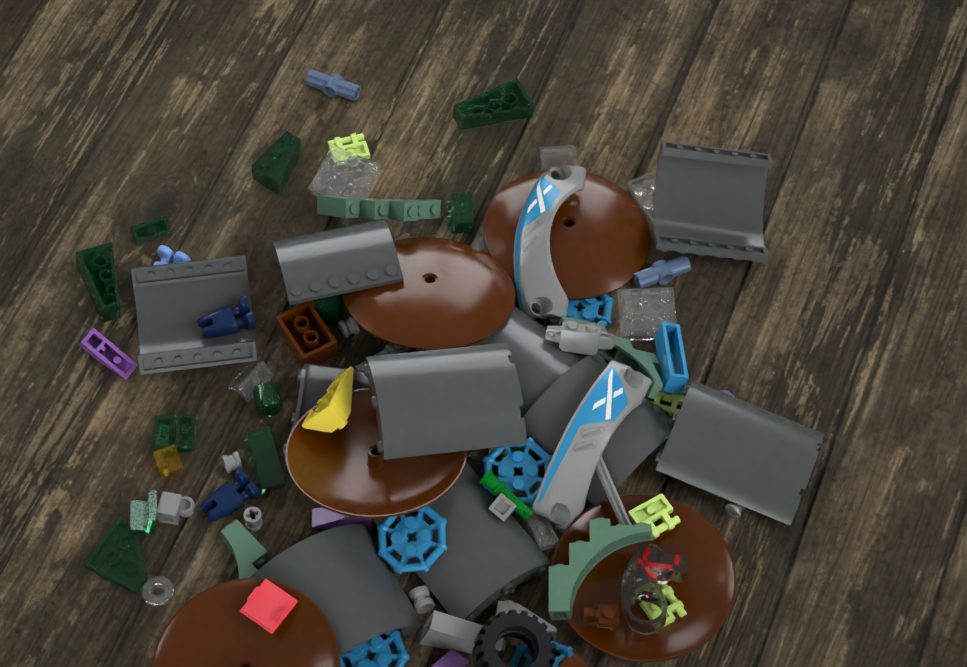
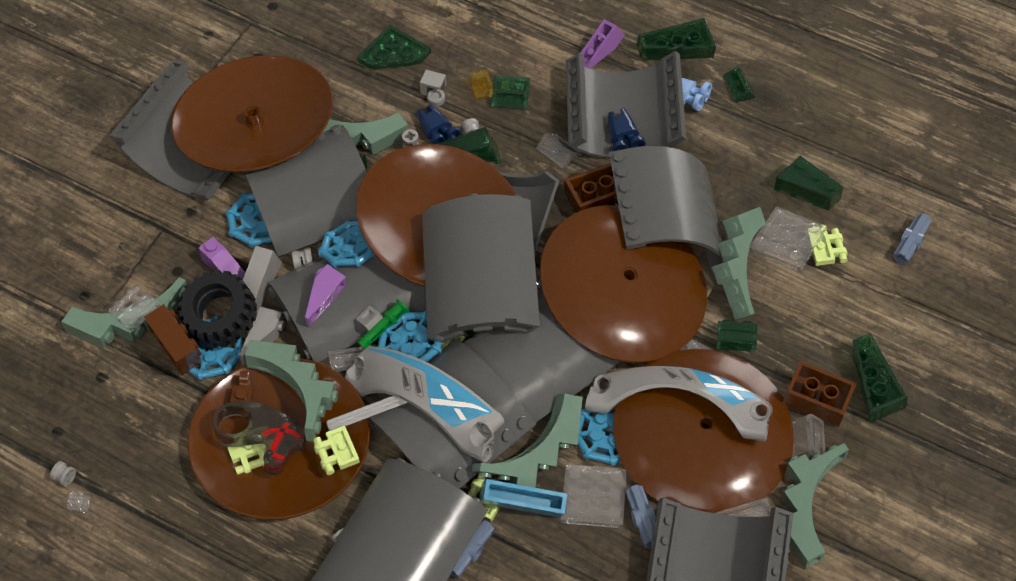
camera: 100 degrees right, 0 degrees up
(144, 514) = (422, 62): clear green panel -> none
(154, 583) = (356, 69): clear piece -> none
(268, 399) = (529, 155): clear green helmet -> none
(268, 606) = (300, 125): coral piece -> none
(334, 406) = (487, 181): light yellow wedge -> none
(485, 546) = (326, 287): none -> medium lavender slope
(517, 145) = (819, 393): none -> reddish brown brick
(580, 338) = (547, 405): light grey hinge -> none
(622, 159) = (798, 500): none -> sand green arch

